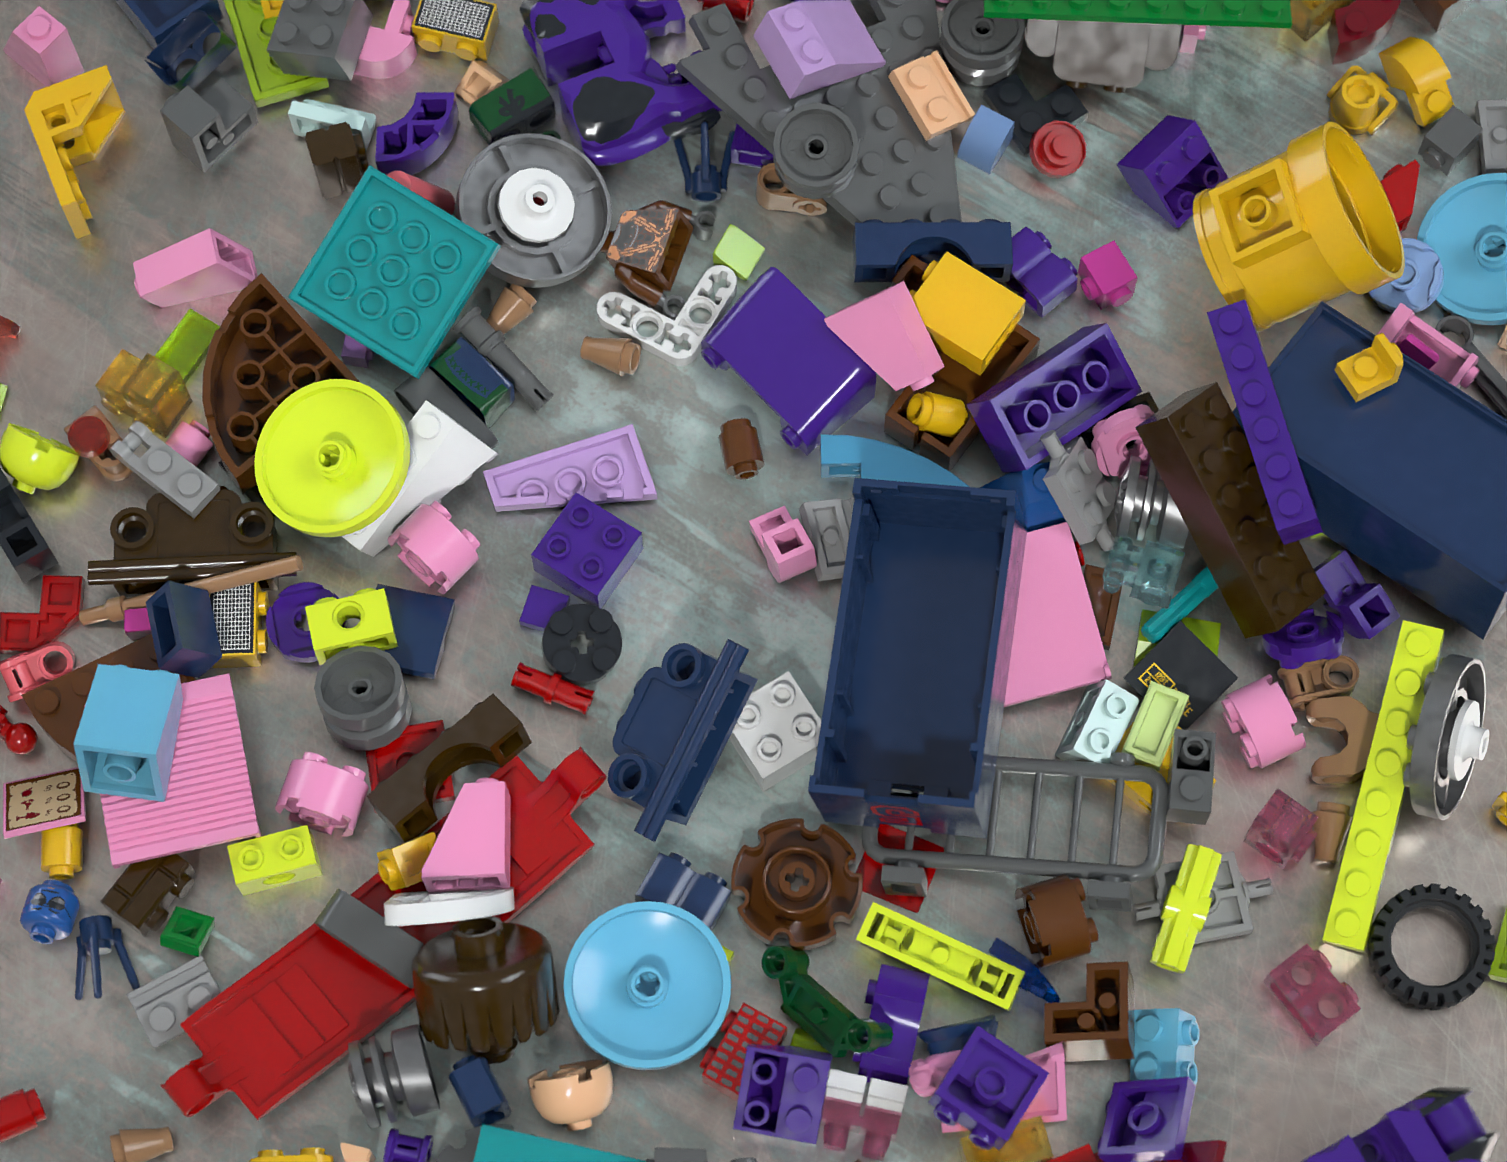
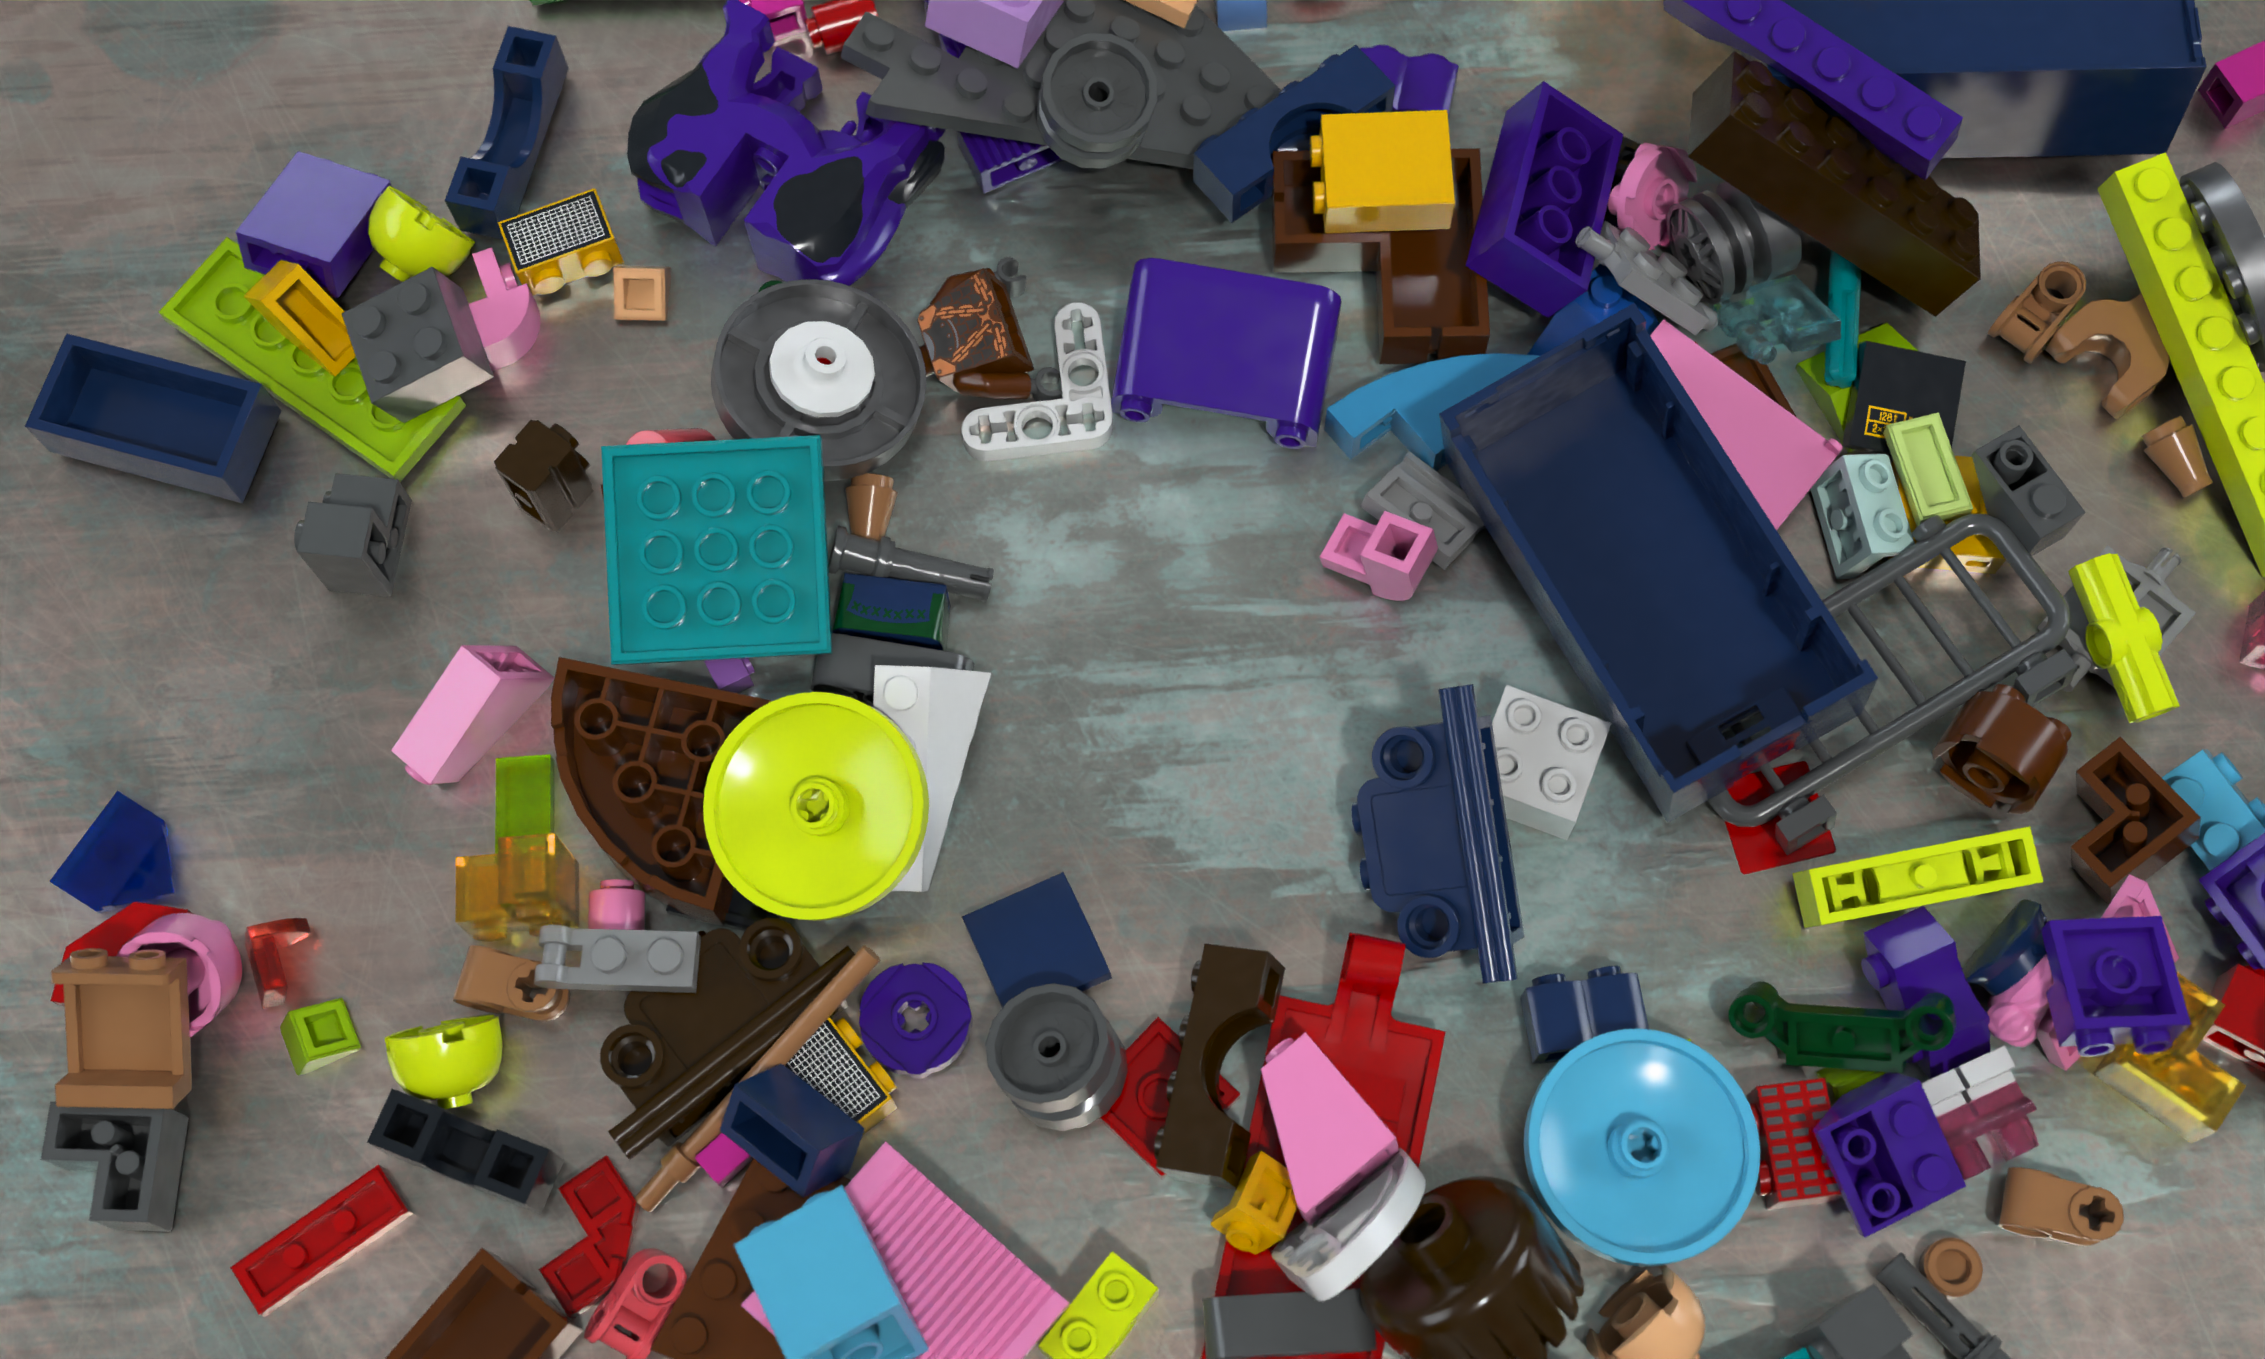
camera: 35 degrees left, 0 degrees up
(44, 48) = (96, 580): bright pink slope -> none
(80, 110) = (201, 619): yellow bracket -> none
(88, 436) = (495, 986): clear red tile -> none
(176, 48) = (253, 480): dark blue piece -> none
(317, 115) = (479, 445): light aqua bracket -> none
(323, 794) = (1099, 1203): bright pink brick -> none
(329, 614) = (969, 1015): neon yellow brick -> none
(418, 136) = (619, 386): dark purple brick -> none
(435, 546) = (1002, 826): bright pink brick -> none
(513, 108) = (701, 291): piece -> none
(541, 606) = (1171, 812): dark purple tile -> none
(552, 688) = (1253, 892): red pin -> none
(587, 551) = (1172, 712): dark purple brick -> none
(596, 626) = (1250, 789): black plate -> none
(598, 468) = (1092, 633): lavender wing -> none
(614, 354) = (1022, 480): medium nougat cone -> none
(705, 182) = (976, 226): dark blue plant -> none
(738, 252) = (1071, 280): lime slope -> none
(740, 448) = (1247, 485): reddish brown brick -> none
(765, 878) = (1682, 953): reddish brown piece -> none
(784, 198) = (1079, 184): medium nougat piece -> none
(889, 337) = (1333, 245): bright pink slope -> none
(937, 414) = (1434, 300): yellow brick -> none
(1035, 979) = (2045, 828): clear blue slope -> none
(1107, 276) = (1482, 45): dark pink brick -> none
(1264, 722) = (2029, 386): bright pink brick -> none
(1282, 830) = (2144, 485): clear pink brick -> none
(1306, 639) = (2009, 271): dark purple plate -> none
(1360, 605) = (2014, 206): dark purple brick -> none

